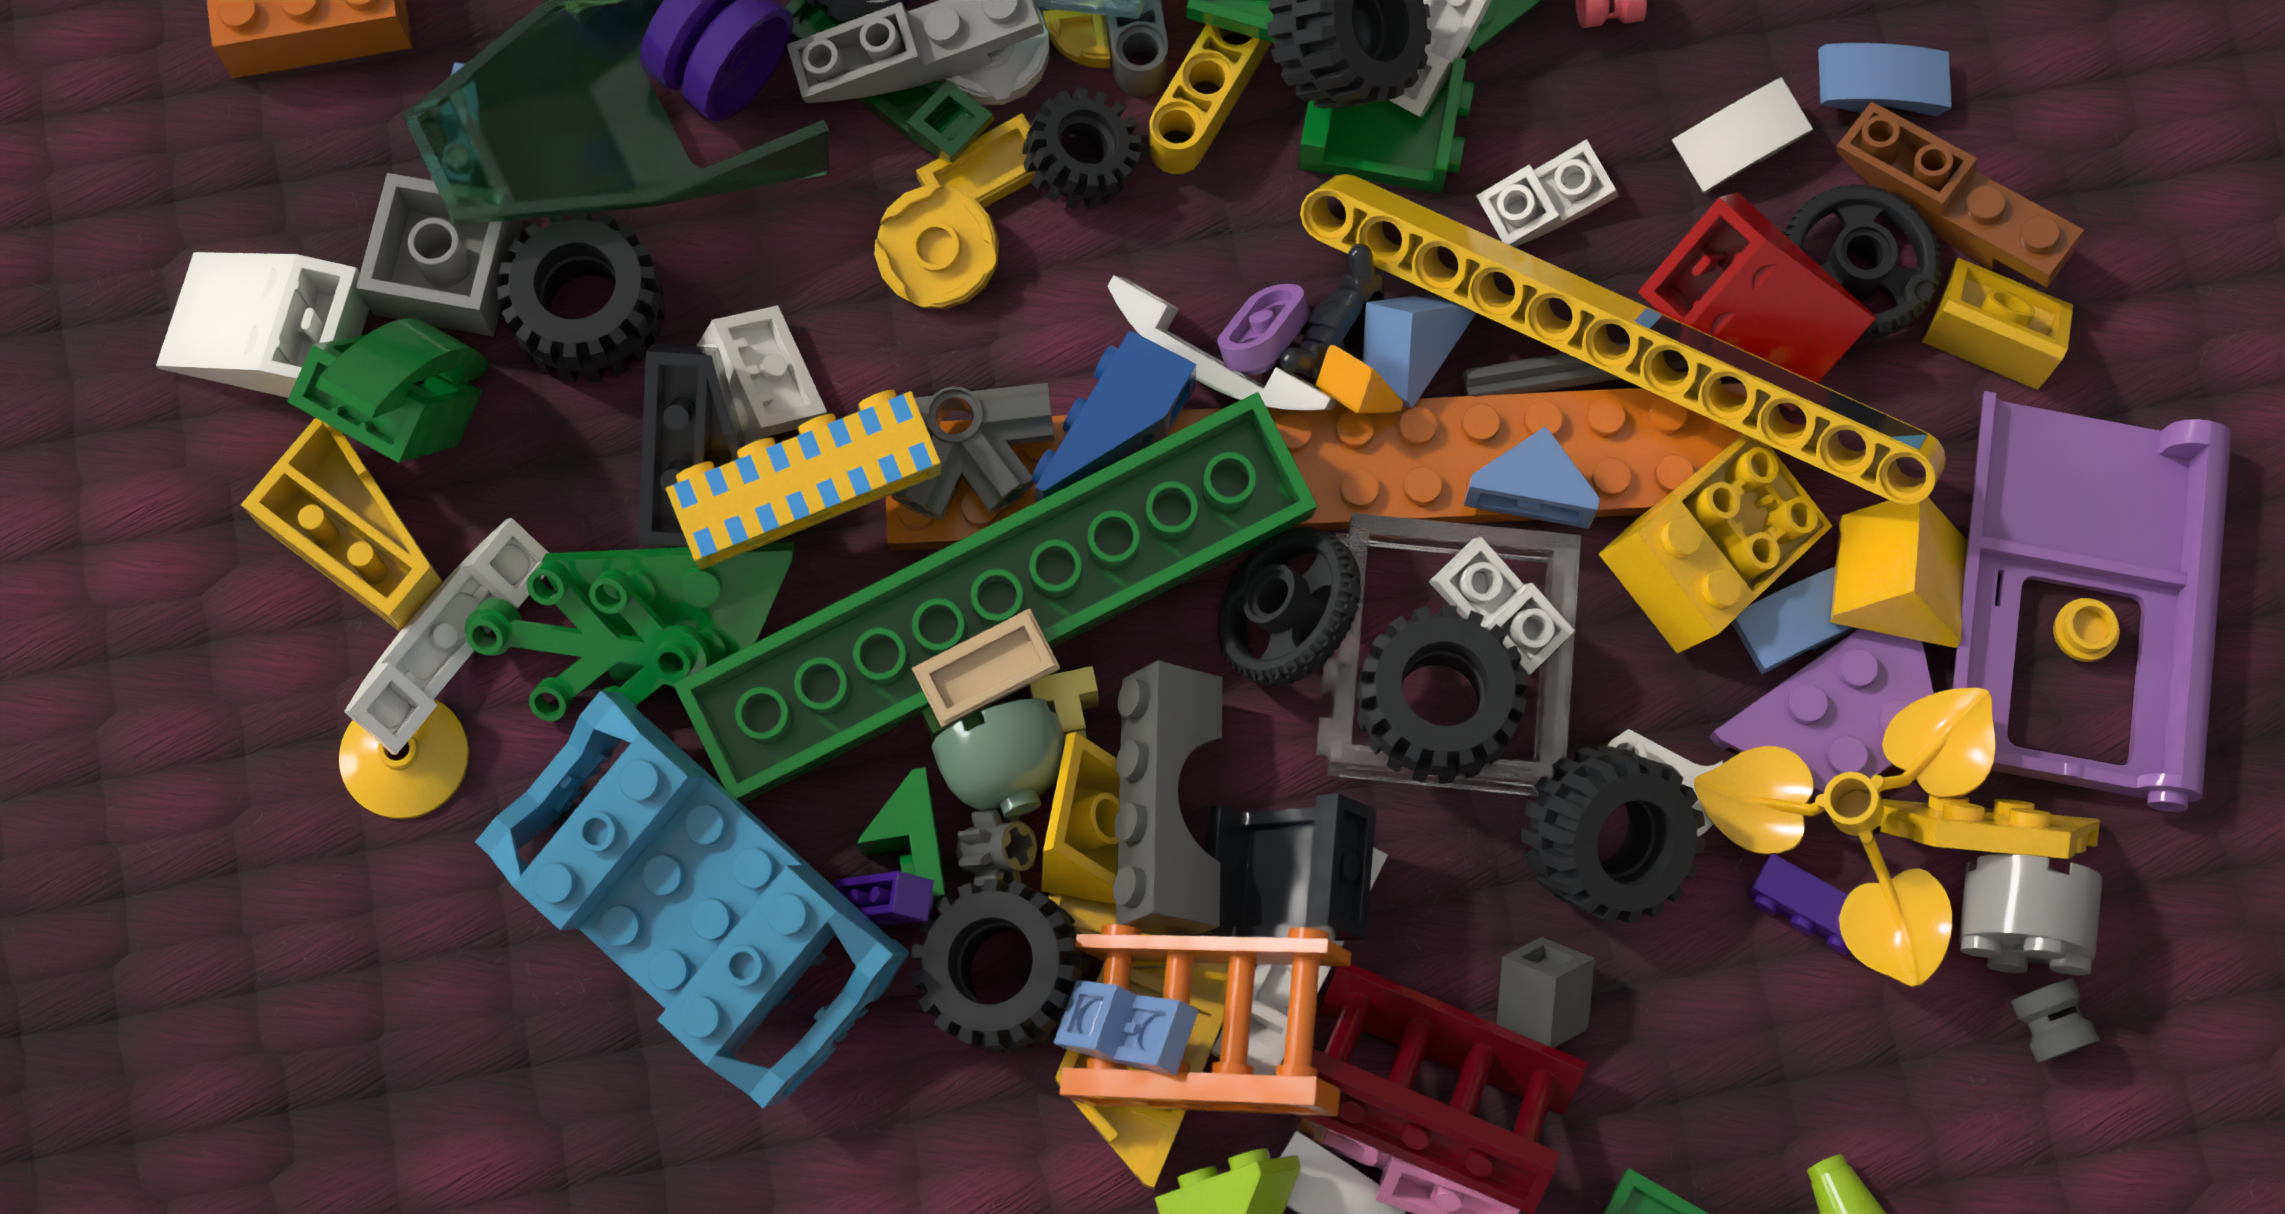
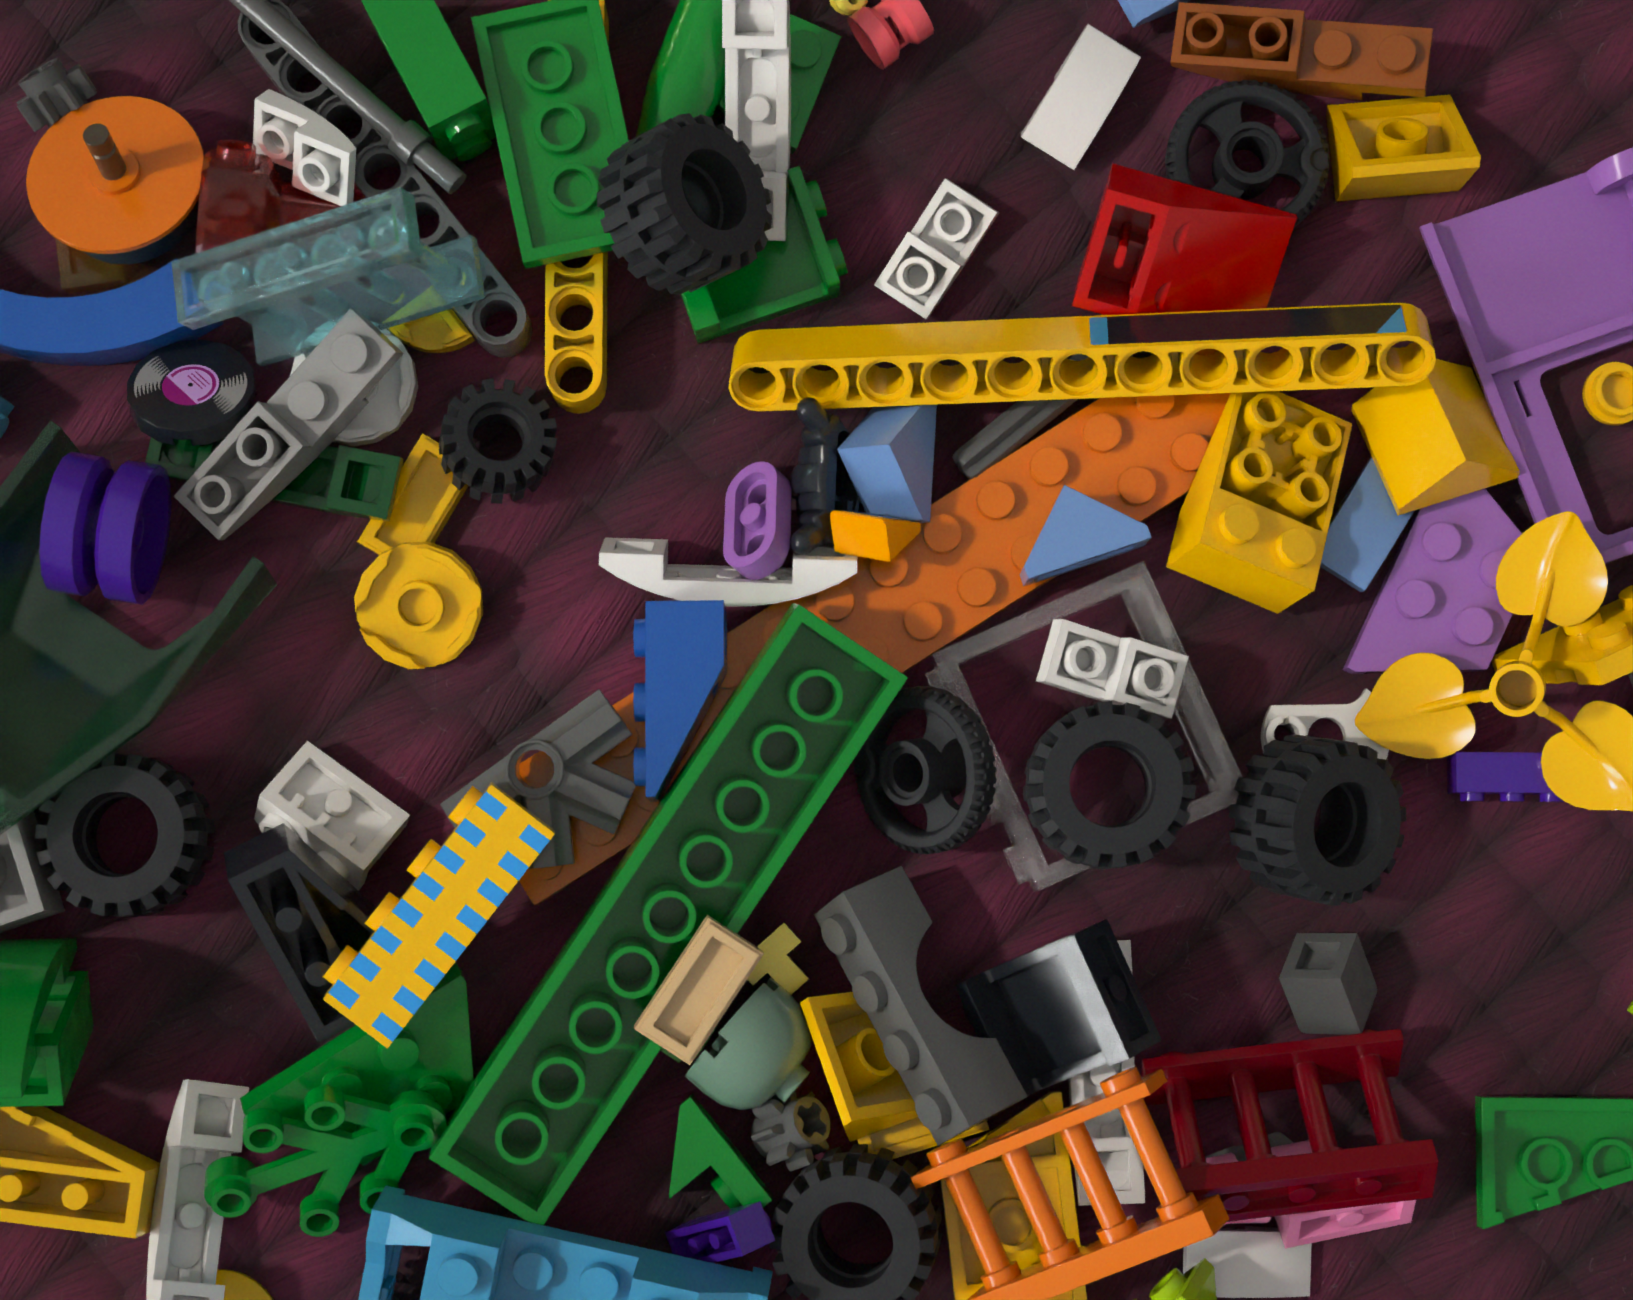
camera: 30 degrees left, 10 degrees up
(1126, 1027) = (1004, 1241): medium blue slope -> none

